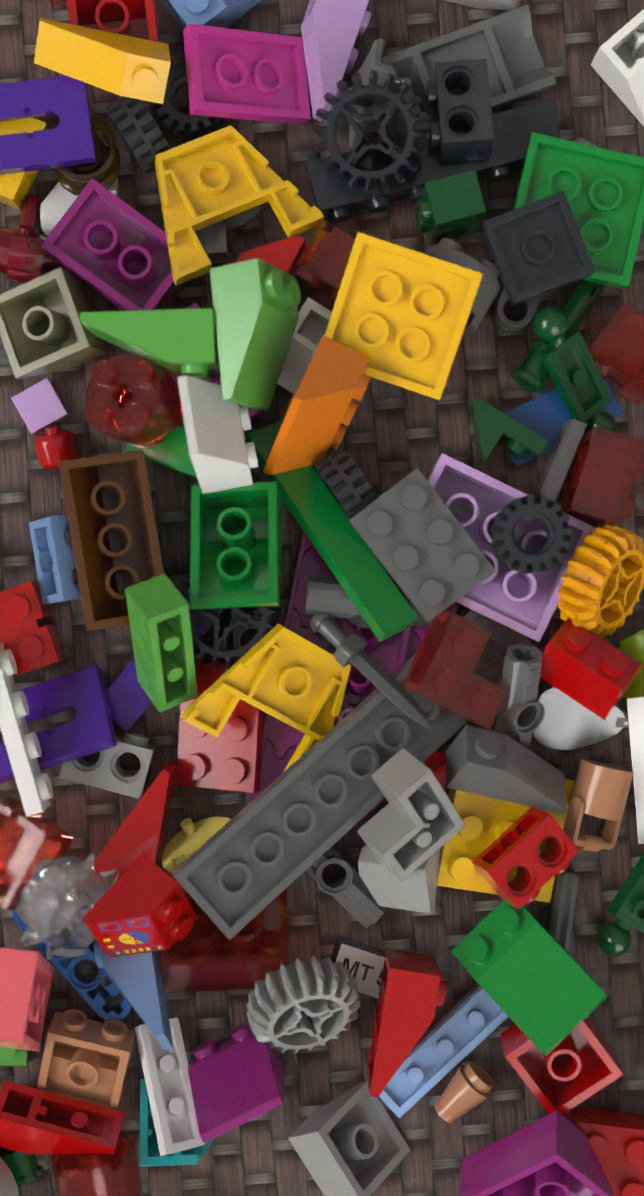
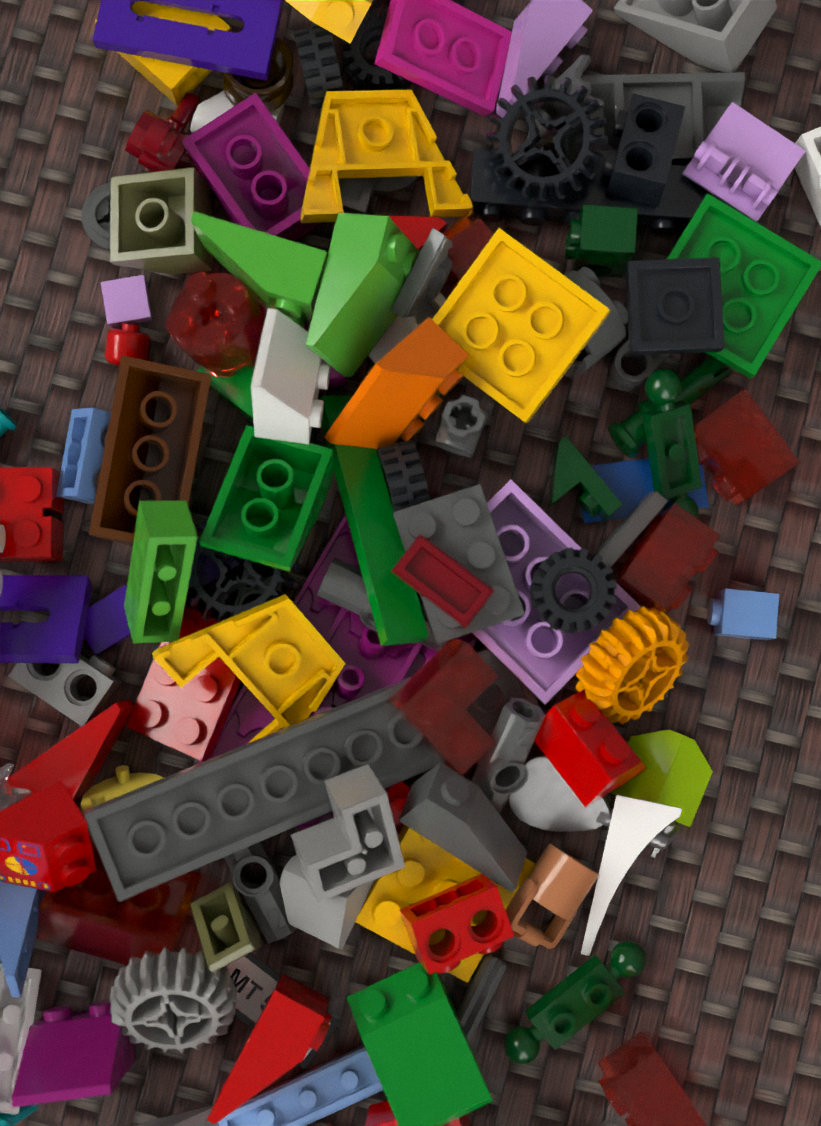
camera: 20 degrees right, 5 degrees down
(306, 297) = (426, 275): none -> dark grey tile
(326, 928) = (225, 927): none -> olive slope
(351, 650) = (350, 647): dark grey sword -> none
(383, 422) = (461, 427): none -> dark grey piece
(414, 566) = (442, 581): none -> dark red tile
(555, 91) = (743, 162): none -> lavender hinge

